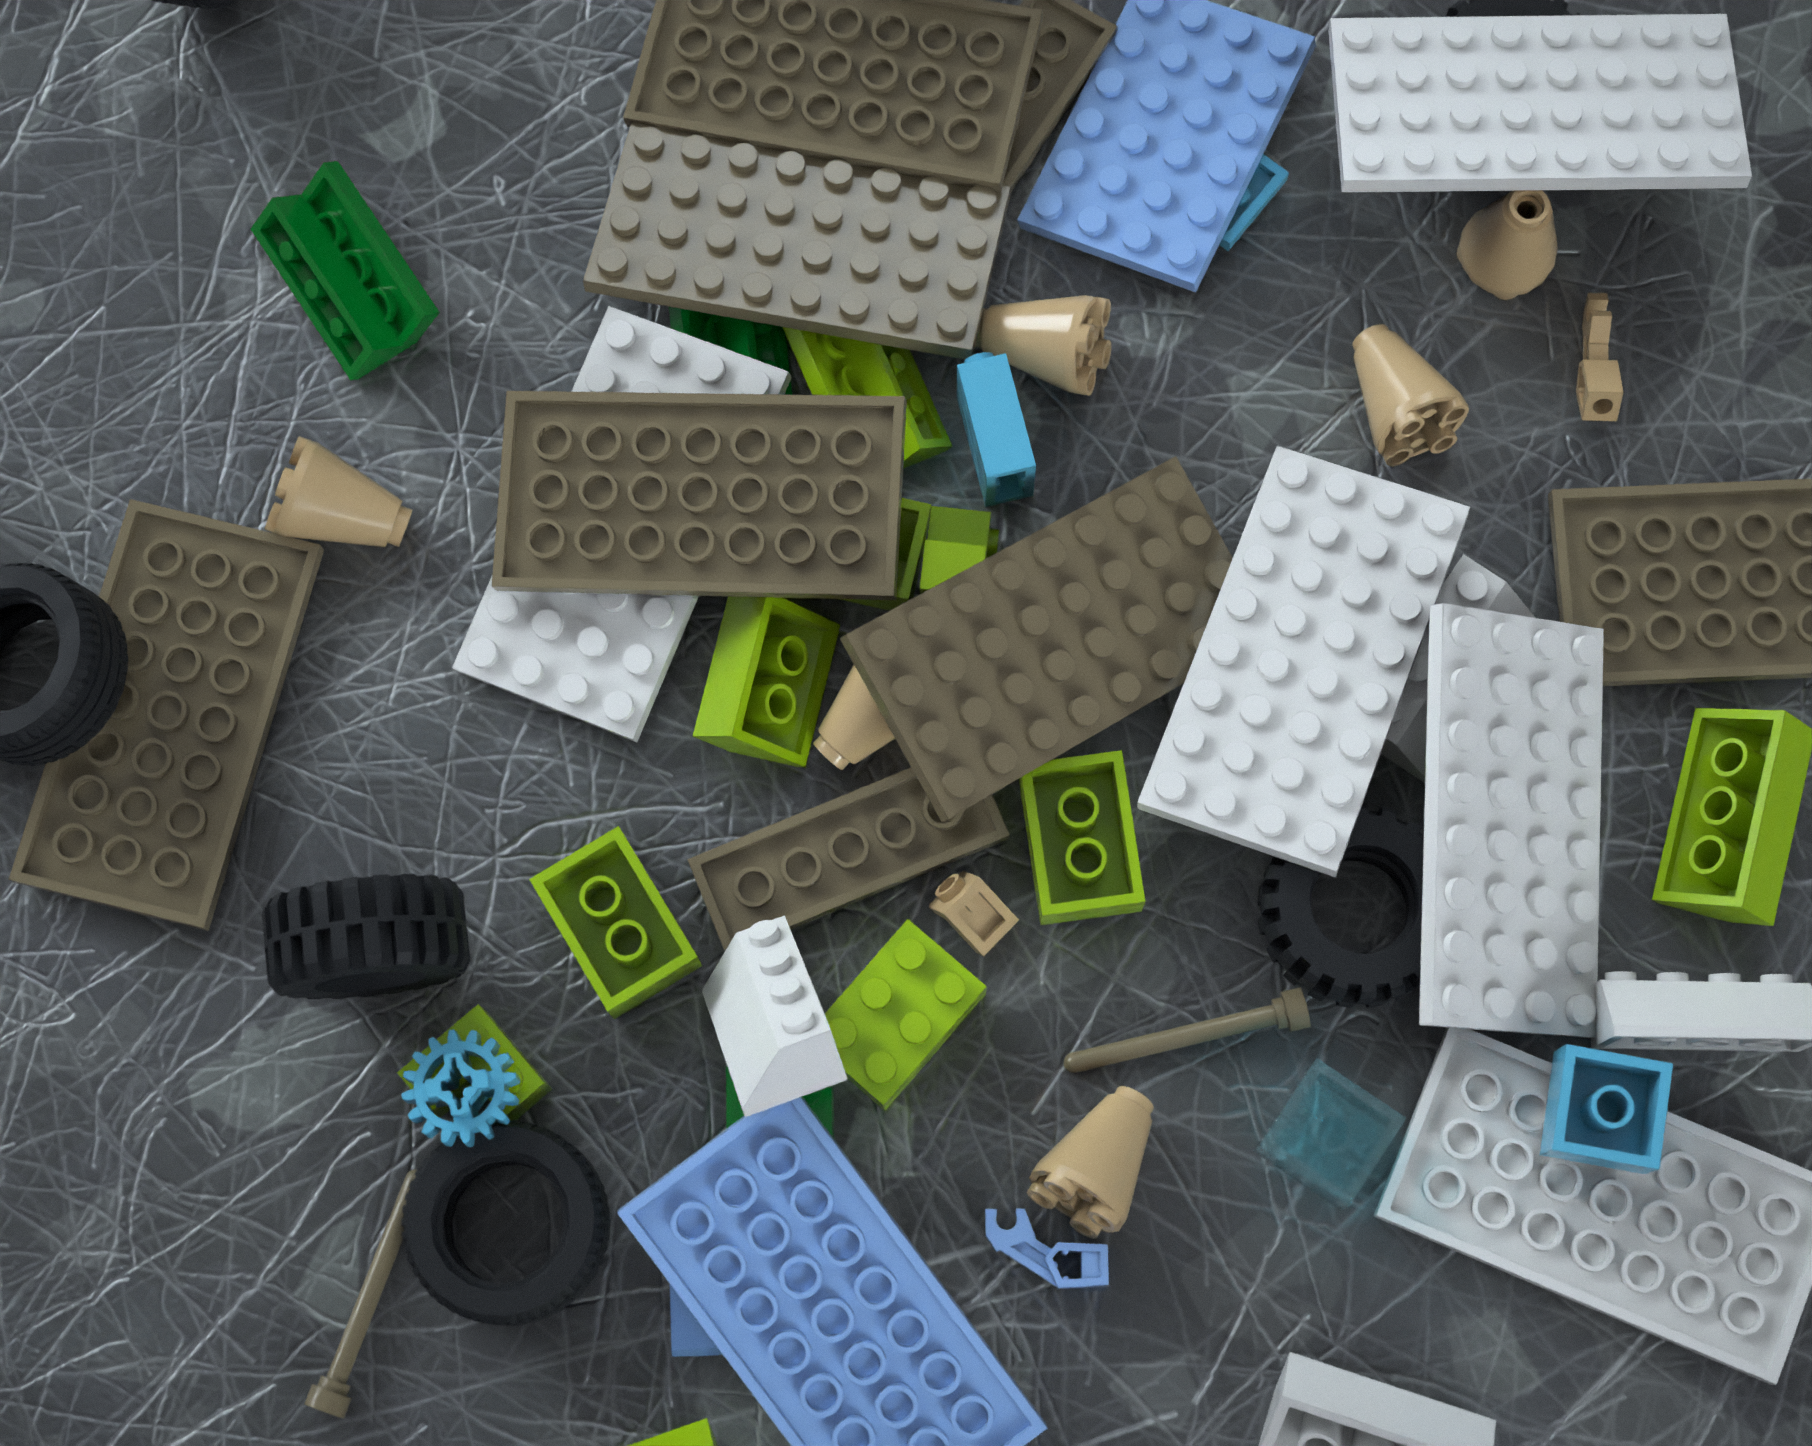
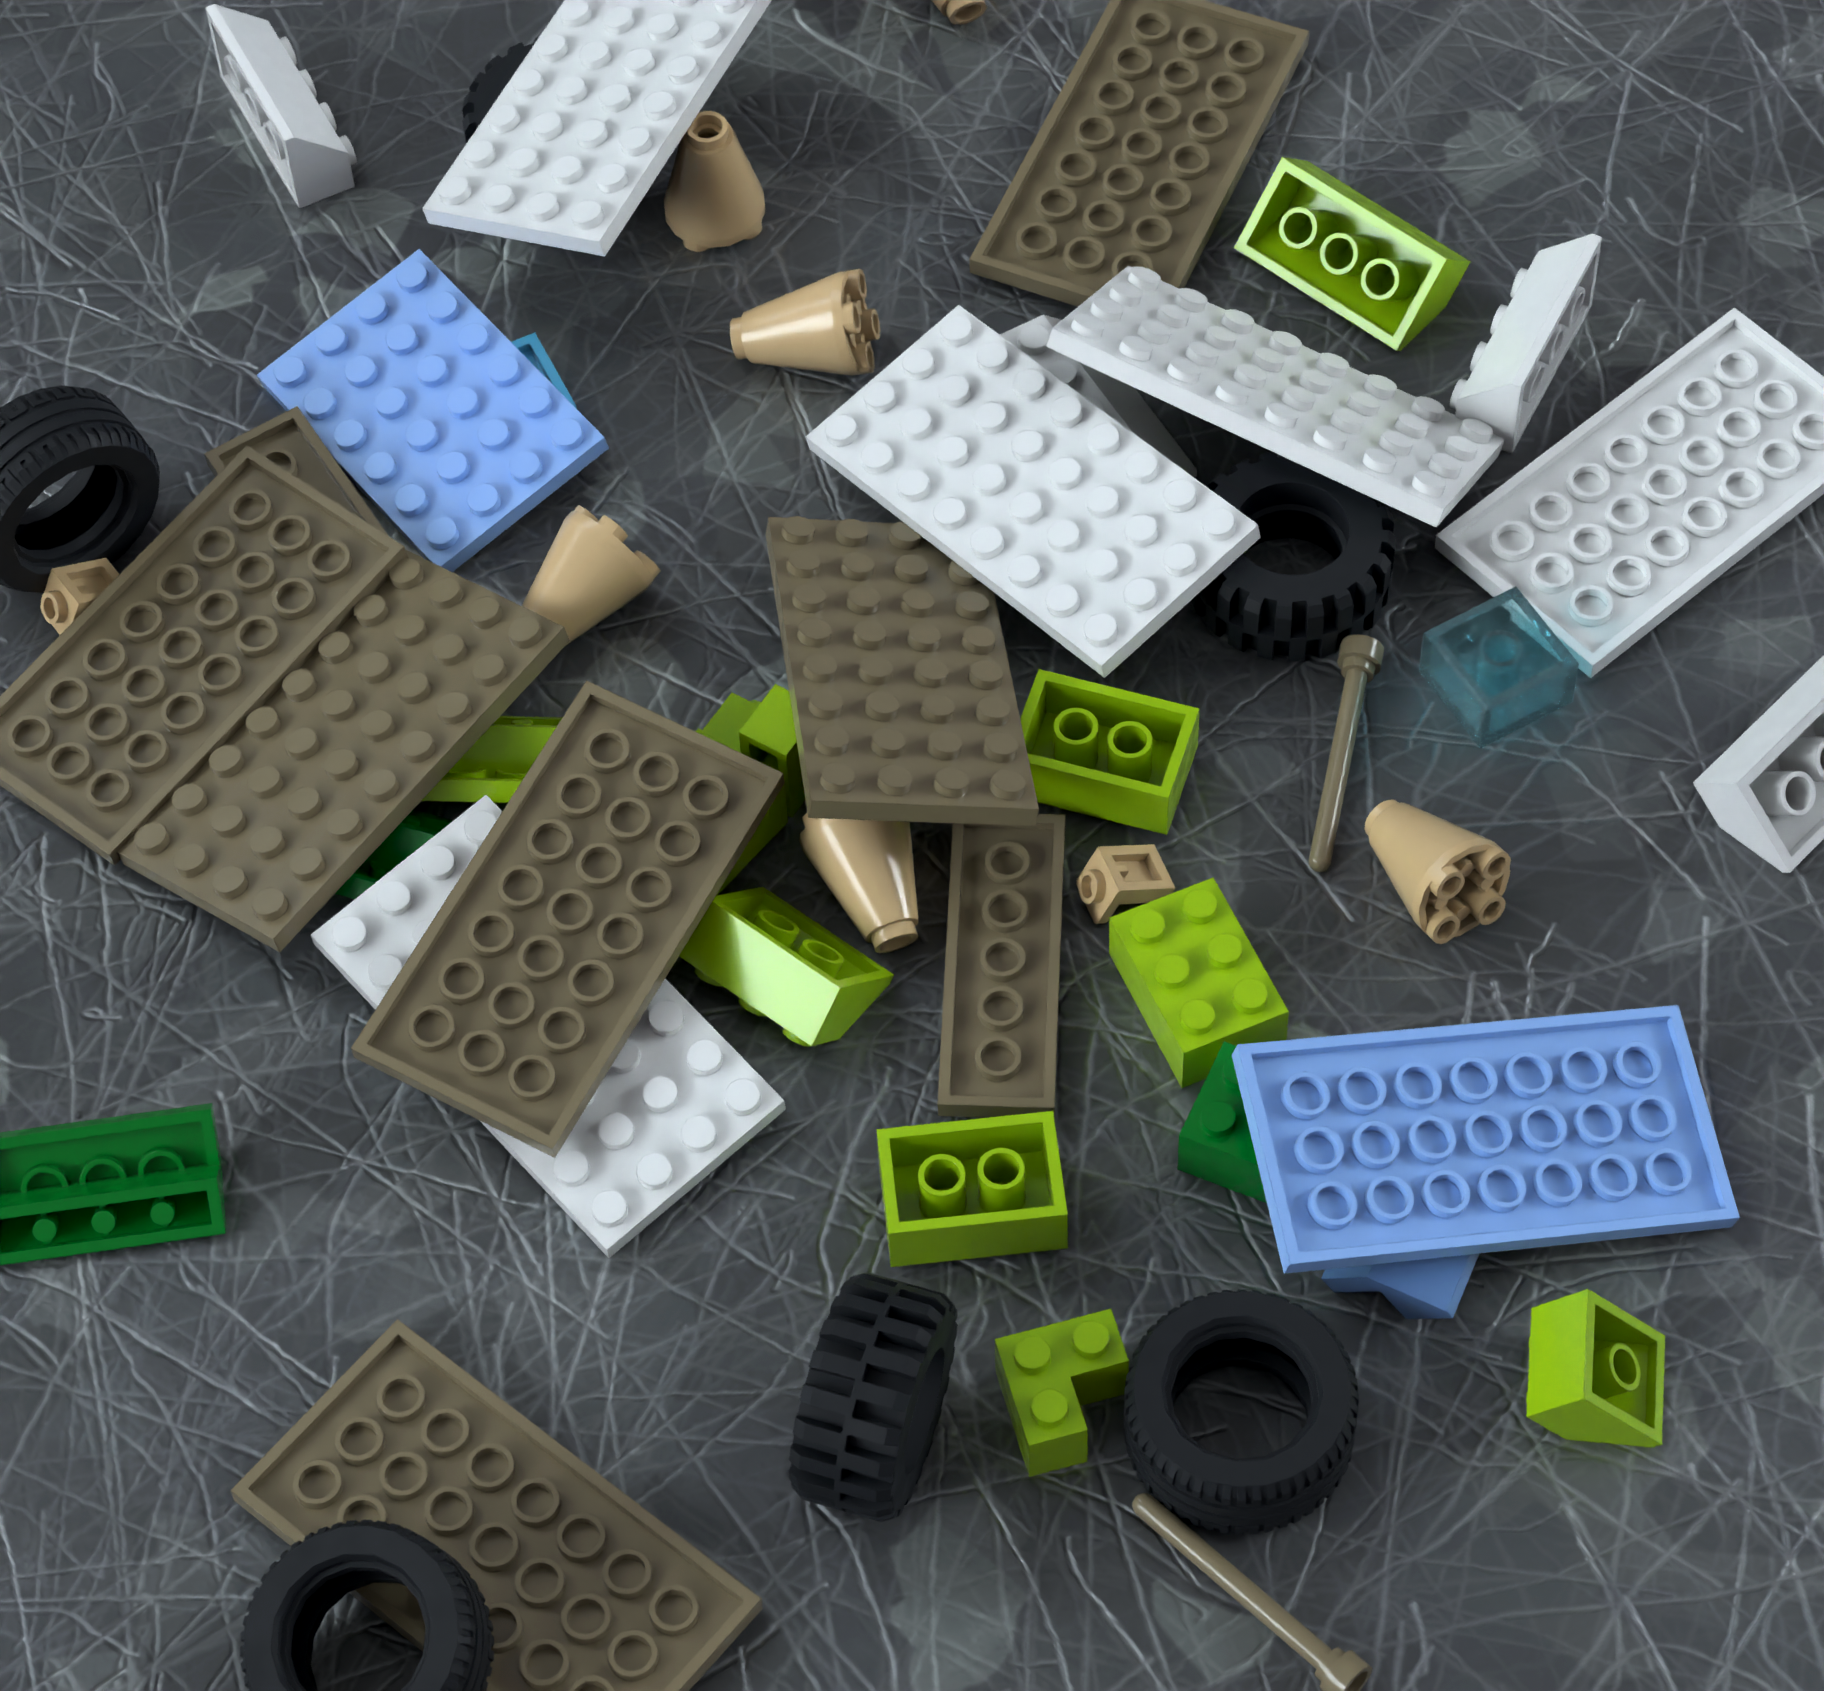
camera: 65 degrees left, 20 degrees down
(334, 502) = (356, 1284): tan cone -> none
(438, 1089) = (1089, 1387): medium azure gear -> none
(770, 1019) = (1153, 1055): white slope -> none
(995, 428) = (651, 653): medium azure brick -> none
(1023, 1248) = (1485, 971): light blue piece -> none
(1598, 378) = (887, 188): tan piece -> none
(1606, 1109) = (1582, 433): medium azure brick -> none

